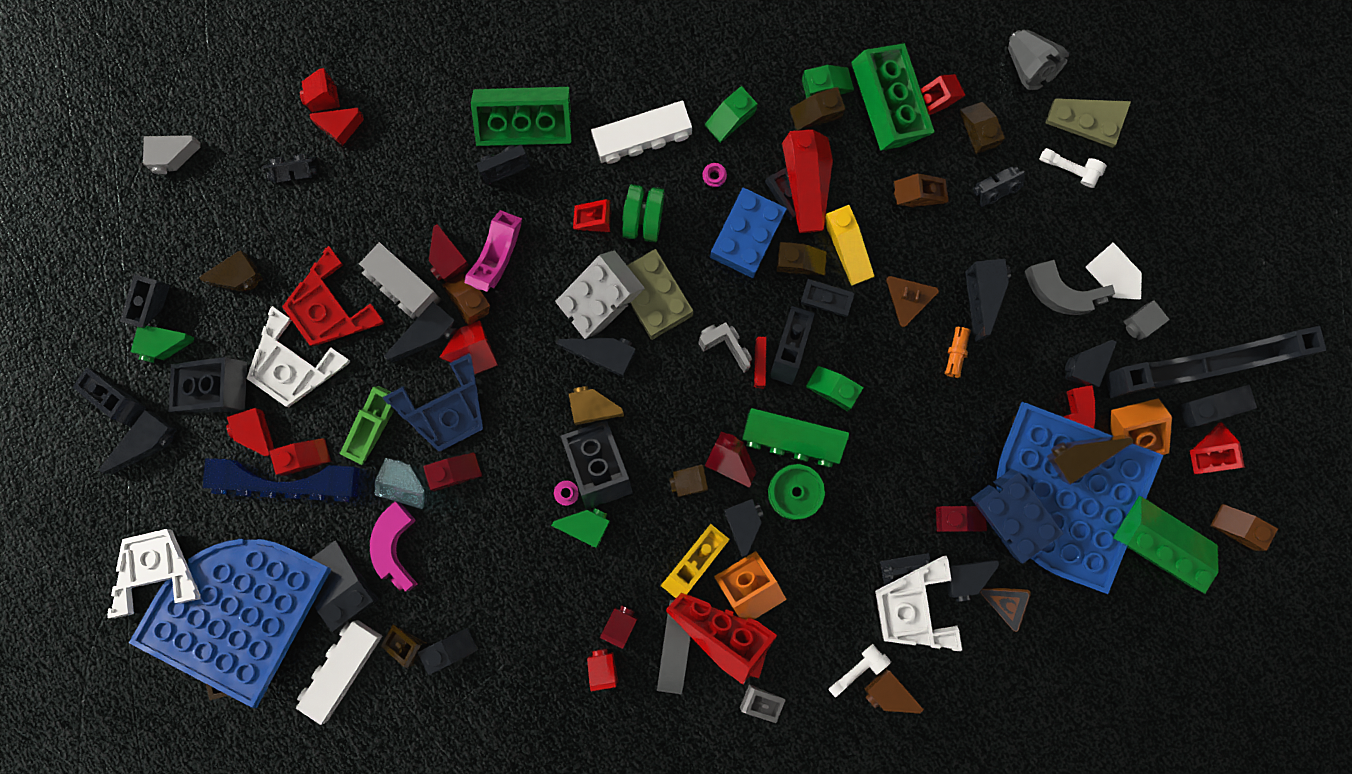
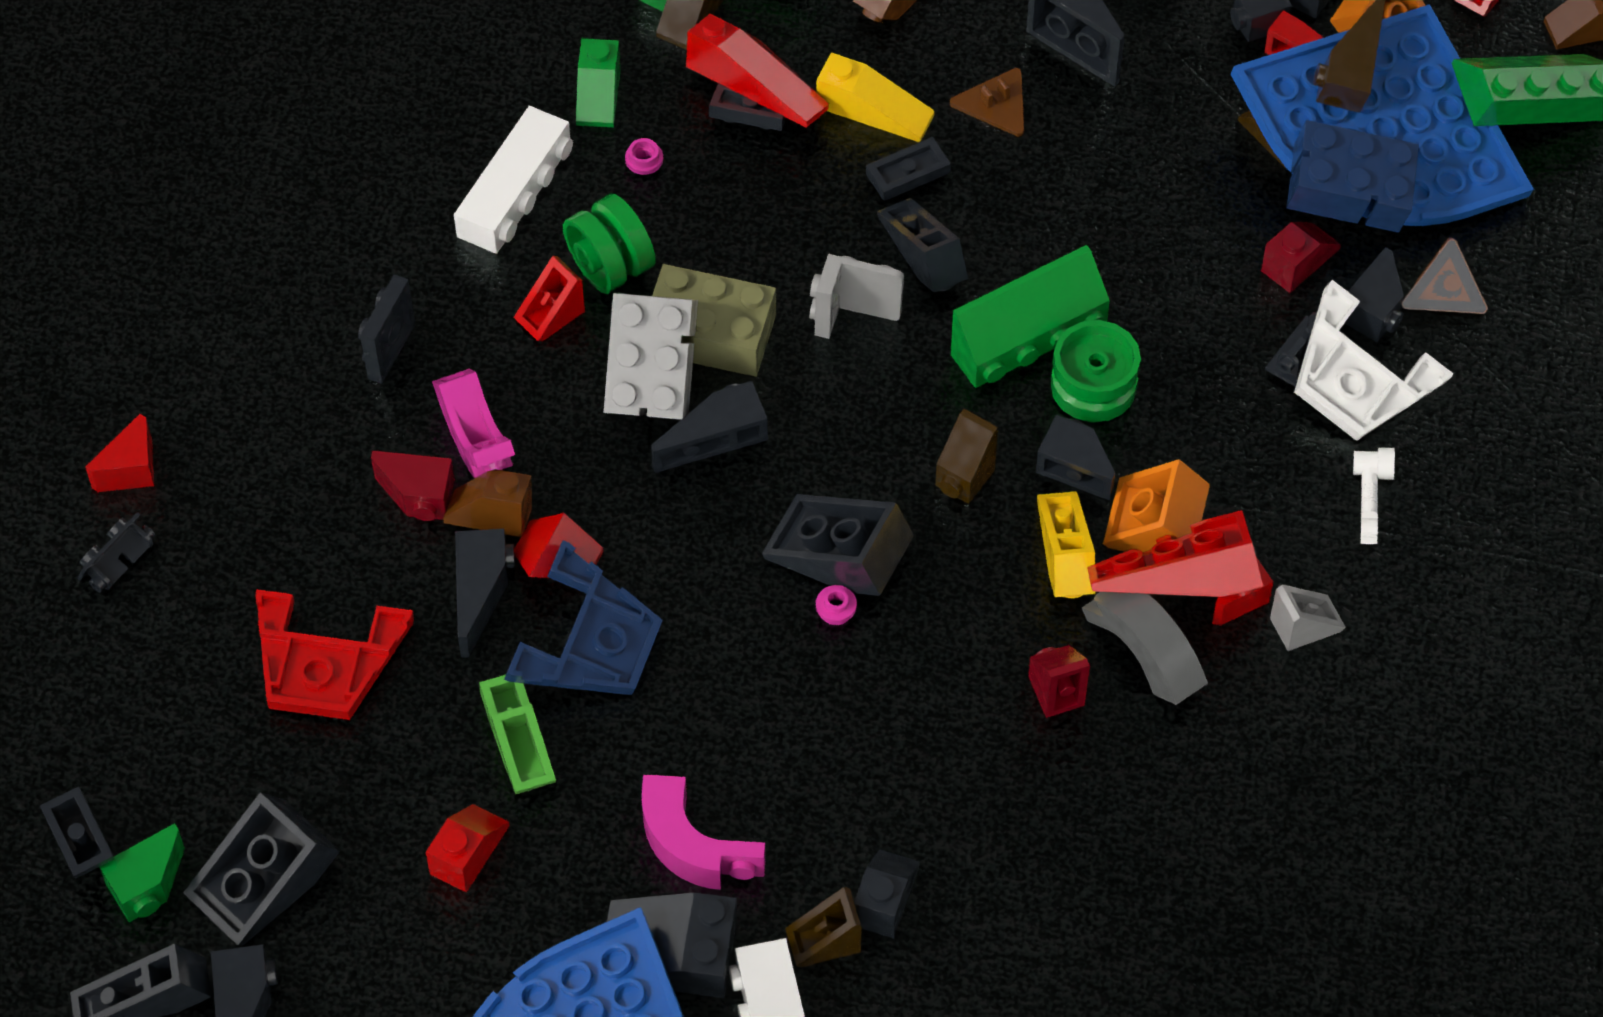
camera: 45 degrees left, 25 degrees down
(232, 475) = (403, 938): clear blue arch -> none
(234, 273) = (164, 720): dark brown slope -> none
(251, 431) = (376, 869): red slope -> none
(284, 372) = (342, 772): white wing -> none
(319, 92) = (70, 436): red slope -> none
(398, 281) = (392, 544): light grey piece -> none
(399, 483) = (628, 752): clear light blue slope -> none
(452, 471) = (672, 700): dark red slope -> none
(521, 116) = (341, 278): green slope -> none
(585, 526) = (897, 616): green slope -> none
(592, 406) = (767, 488): pearl gold slope -> none
(602, 670) = (1092, 737): red slope -> none
(731, 459) = (985, 397): dark red slope -> none
(748, 232) = (748, 176): blue brick -> none
(760, 363) = (916, 293): red tile -> none
(800, 259) = (832, 158): dark brown slope -> none
(834, 387) = (1019, 242): green slope -> none
(891, 694) = (1434, 478): reddish brown slope -> none
(957, 352) = (1108, 104): orange pin -> none

